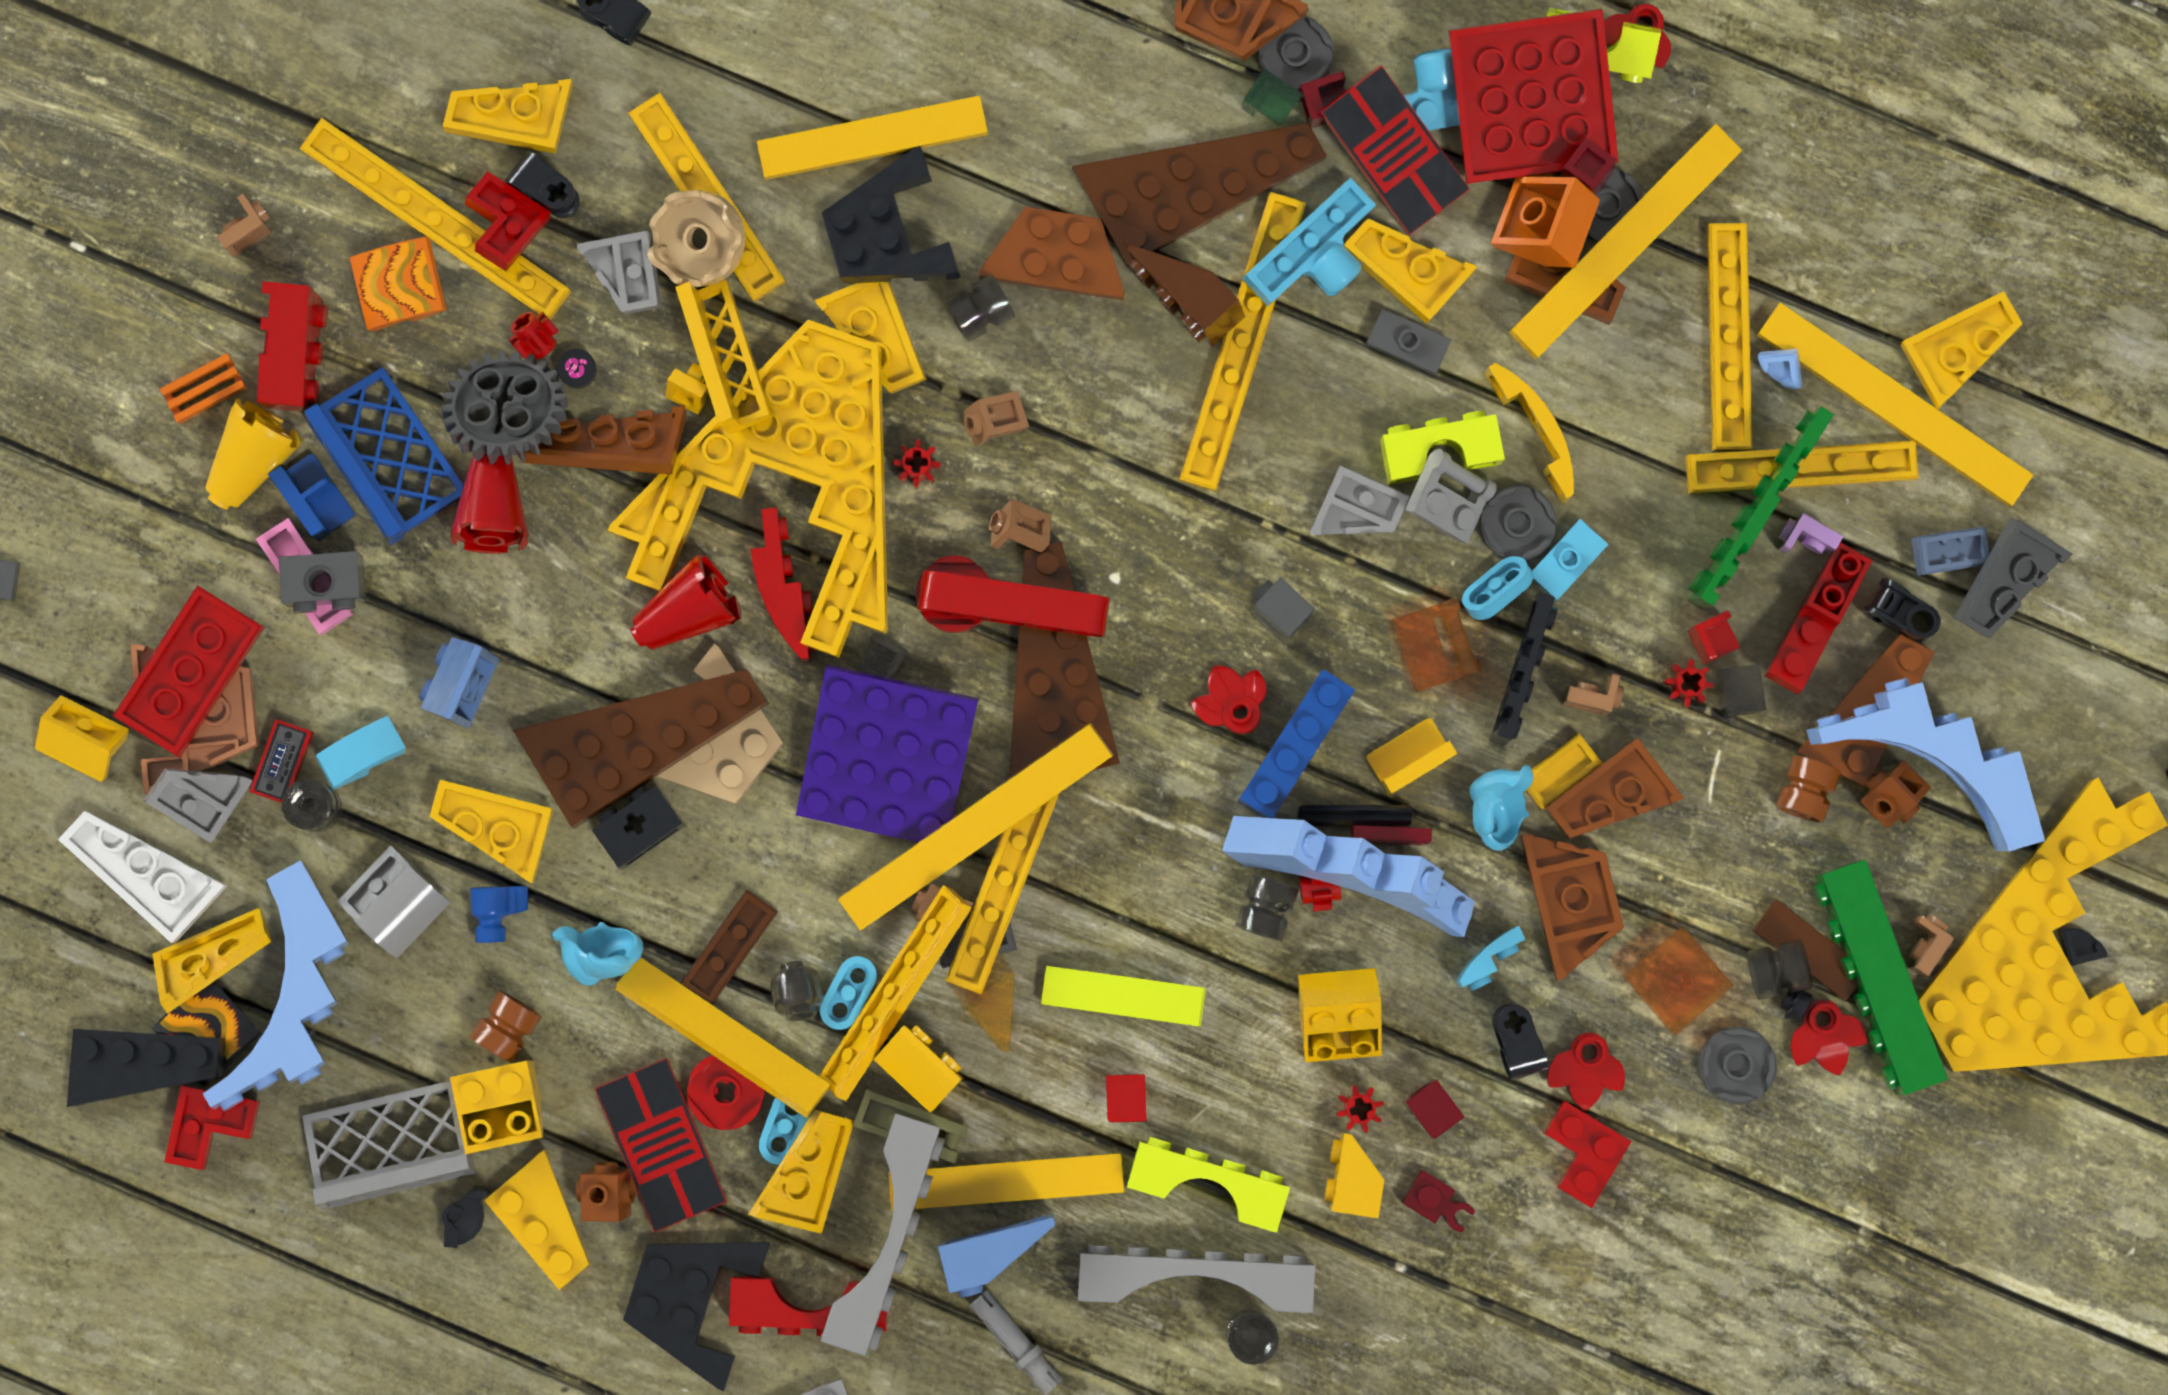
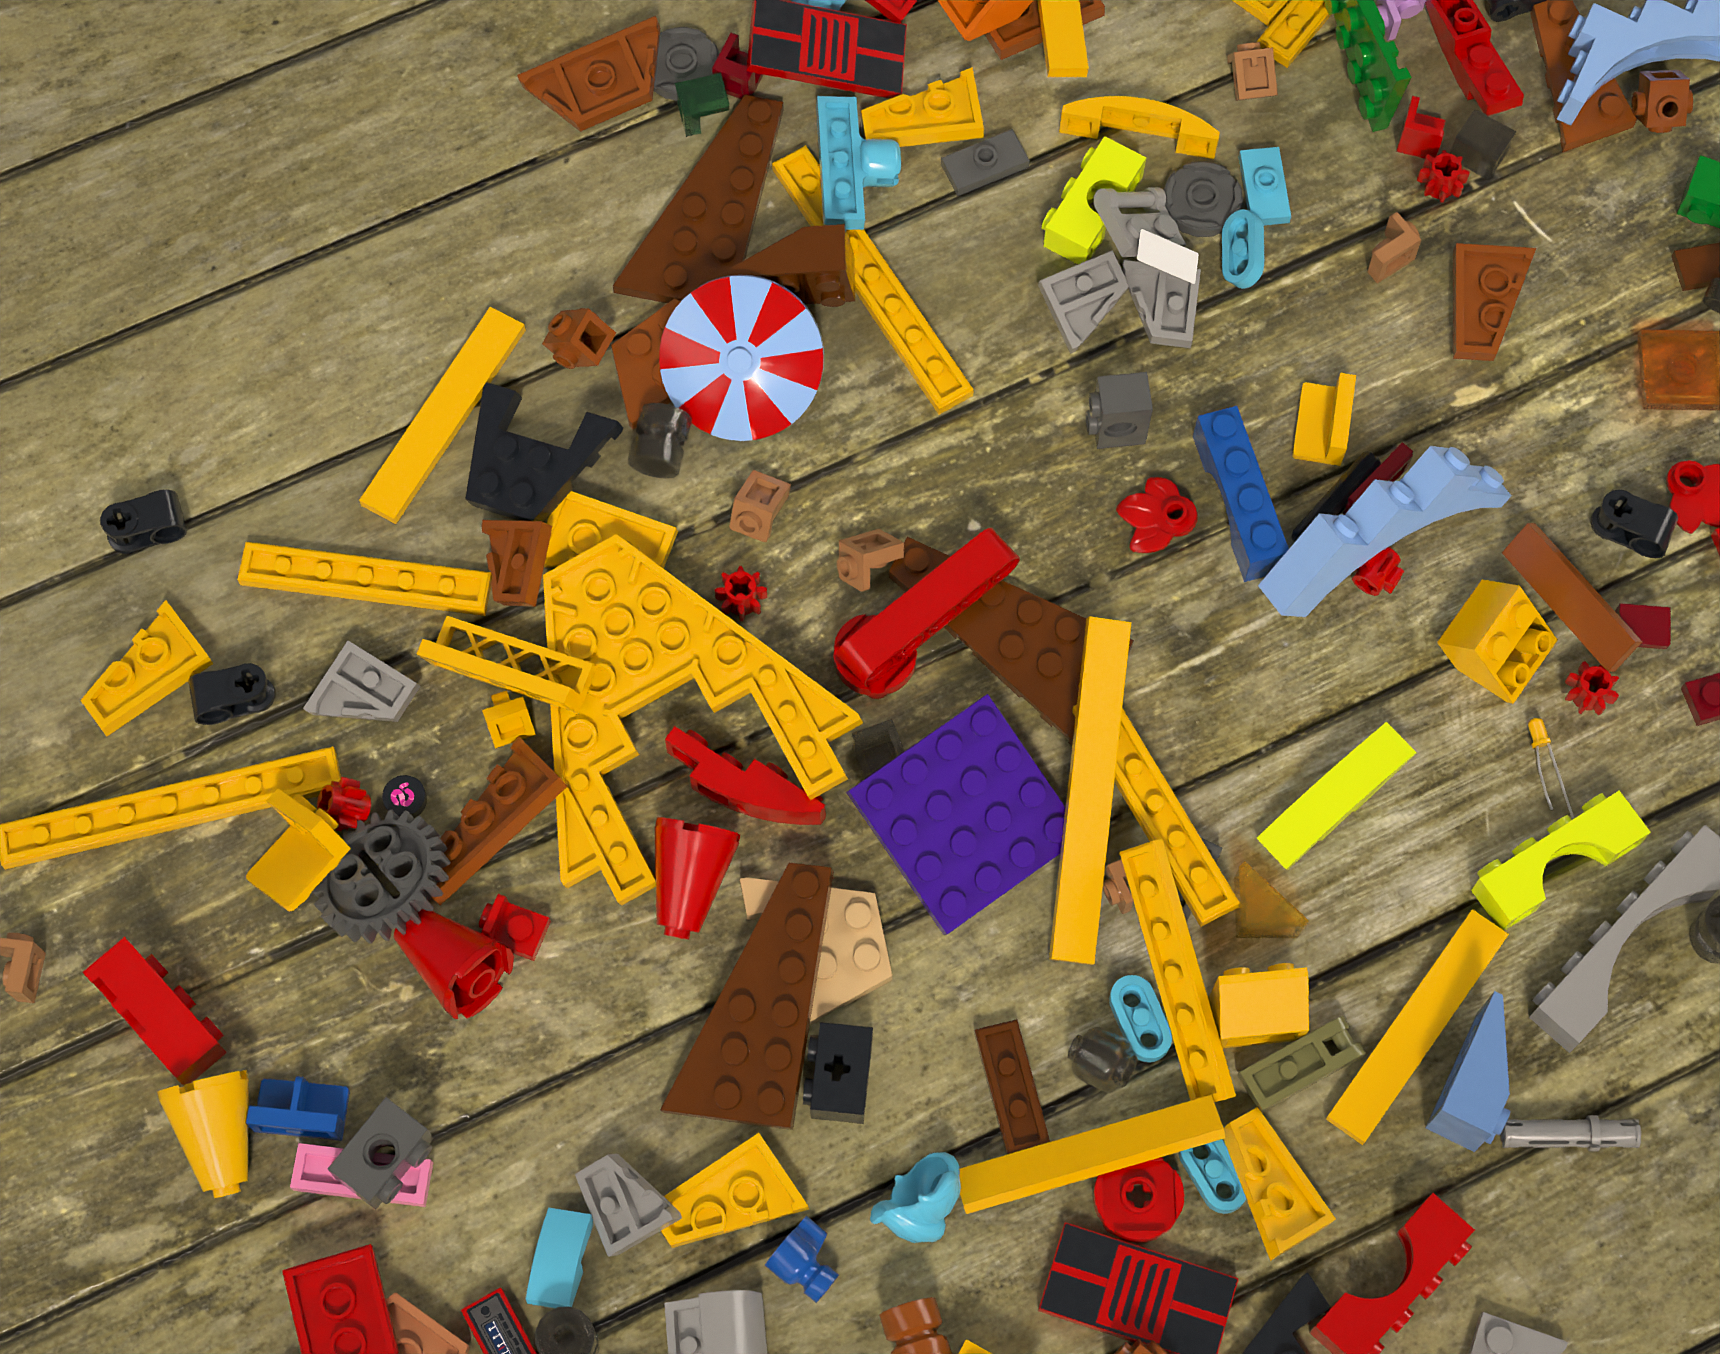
camera: 45 degrees left, 15 degrees down
(195, 376) = (102, 1118): orange tile -> none
(353, 465) = (309, 1050): blue fence -> none
(398, 283) = (192, 881): slope -> none
(429, 762) = (623, 1204): none -> light grey wing
(459, 681) = (575, 1112): medium blue slope -> none
(471, 339) = (300, 855): none -> yellow bracket
(513, 218) = (234, 739): red plate -> none
(551, 524) = (514, 927): none -> red bracket
(673, 232) = (363, 599): tan plate -> none
(804, 290) = (516, 559): none -> dark orange wing
(856, 1314) = (1334, 1079): light grey arch -> none
(1006, 181) = (578, 338): none -> dark orange brick
(1086, 311) = (741, 357): none -> dish
(1126, 1098) = (1428, 861): red panel -> none
(1266, 908) = (1356, 619): clear smoke wheel -> none
(1292, 1102) = (1541, 739): none -> piece
(1356, 1182) = (1651, 739): yellow slope -> none
(1406, 566) = (1163, 303): none -> light grey wing
(1414, 1041) = (1571, 597): none -> dark orange tile
(1424, 650) = (1244, 343): clear orange plate -> none
(1435, 541) = (1167, 256): none -> white sticker
(1479, 967) = (1545, 495): medium azure slope -> none
(1500, 805) = (1422, 382): medium azure hair -> none
(1520, 683) = (1338, 291): black wing -> none
(1562, 771) = (1432, 324): yellow tile -> none
(1572, 900) = (1549, 394): dark orange wing -> none
(1655, 473) = (1253, 71): none -> medium nougat bracket
(1808, 789) = (1601, 152): dark orange wheel -> none

